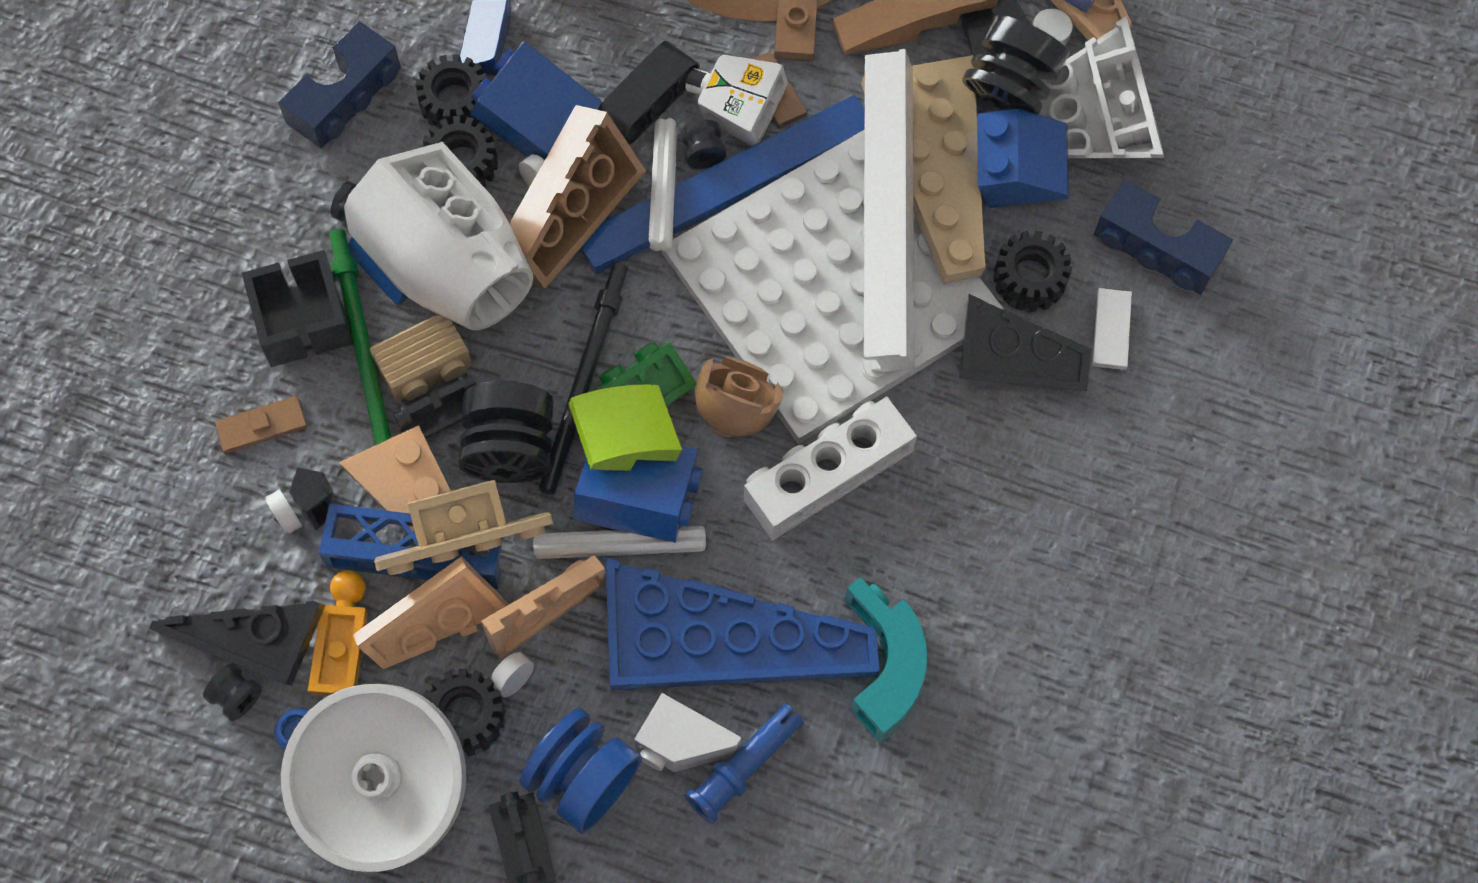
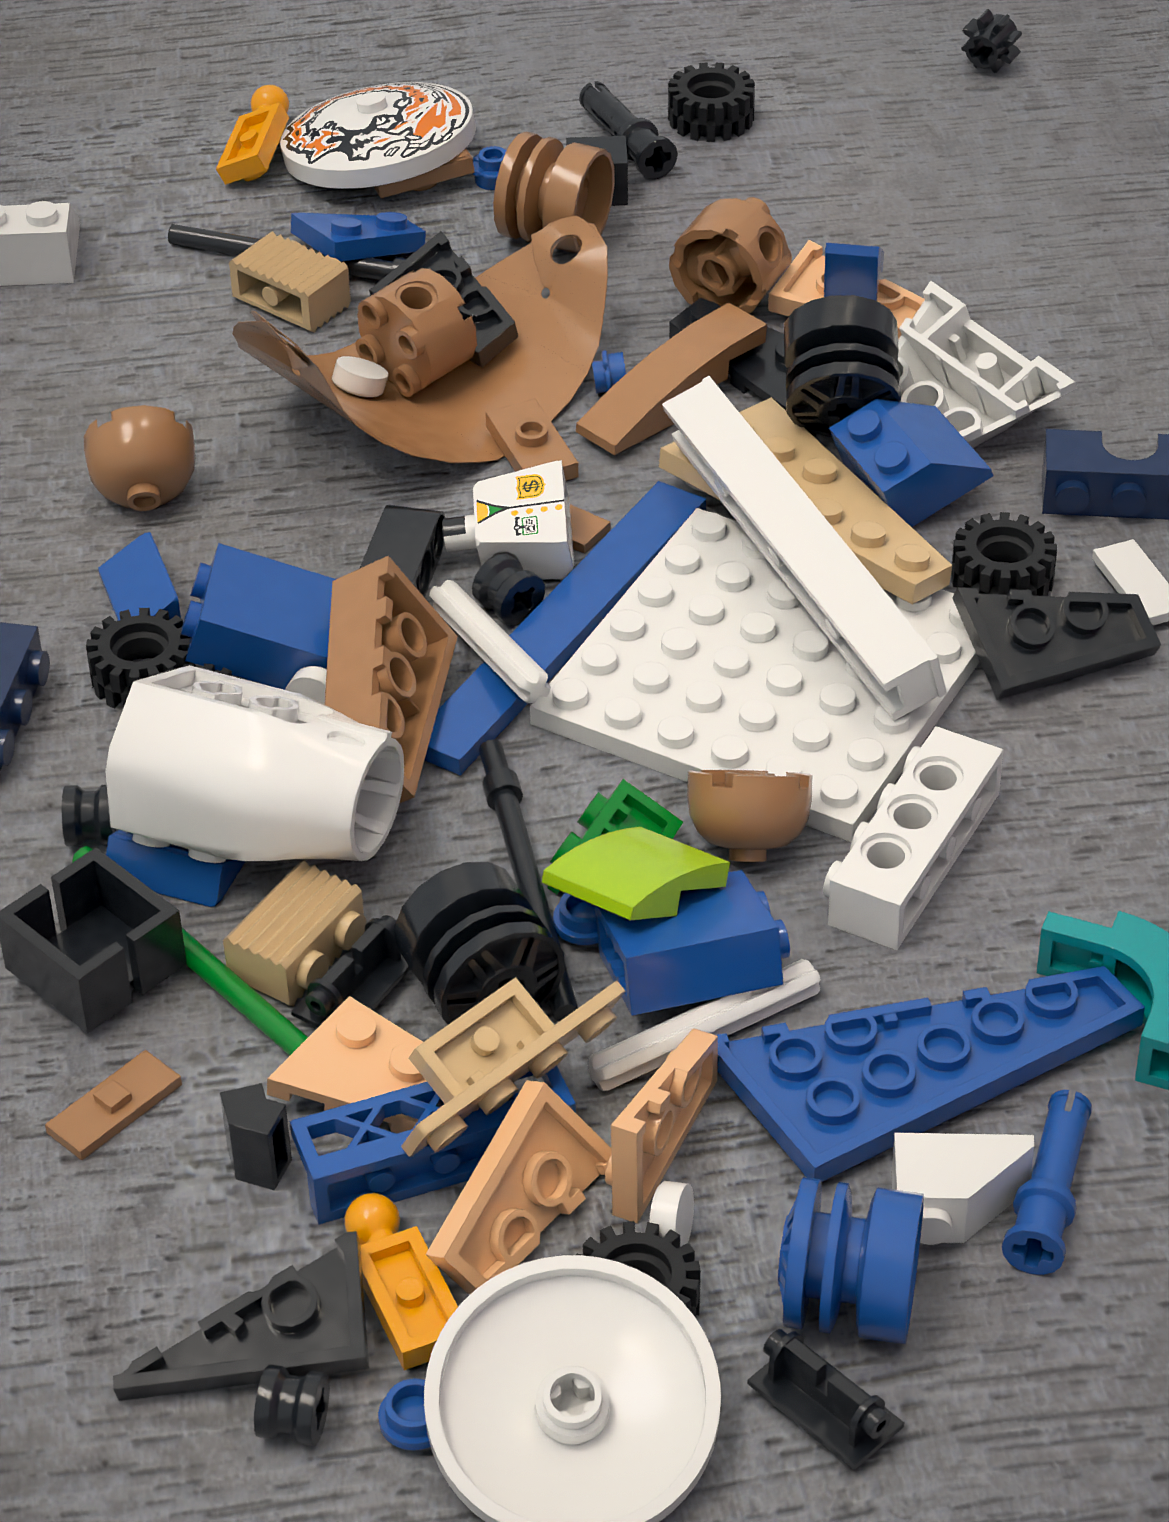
camera: 25 degrees left, 25 degrees down
(283, 512) = (222, 1172): white tile -> none

